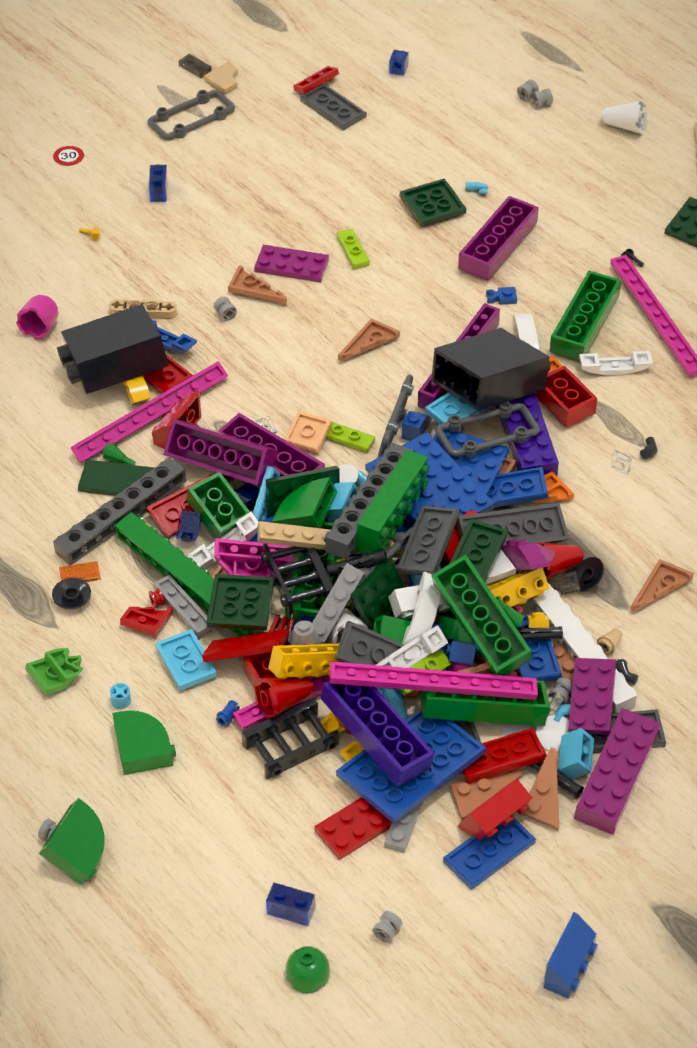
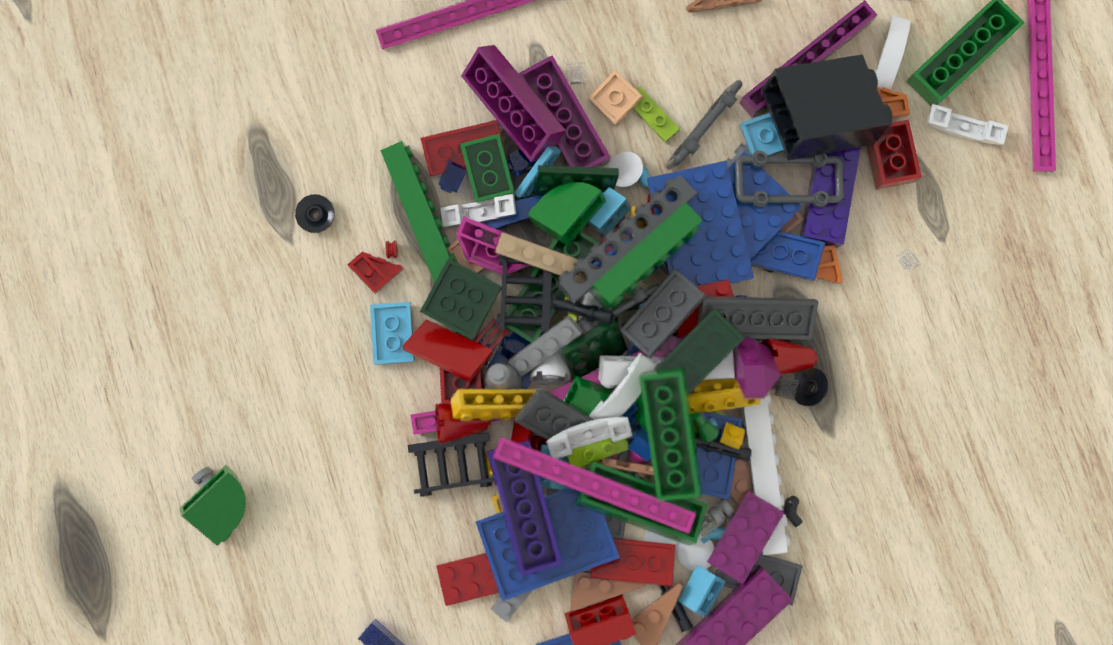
camera: 25 degrees right, 35 degrees up
(54, 670) = (269, 299): bright green plate -> none
(85, 571) = (333, 187): clear orange tile -> none
(109, 477) = (410, 84): dark green tile -> none
(113, 453) = (417, 52): green cone -> none
(123, 691) = (314, 350): medium azure wheel -> none
(135, 499) = (424, 125): dark grey brick -> none
(142, 742) = (317, 412): green brick -> none
(183, 605) = (412, 267): light grey plate -> none
(186, 409) = (497, 31): red slope -> none
(224, 716) = (407, 410): blue pin -> none
(414, 425) = (725, 129): blue slope -> none
(609, 641) = (791, 473): tan cone -> none
(650, 450) = (948, 252): black arm -> none
(661, 581) = (879, 420): nougat wing -> none

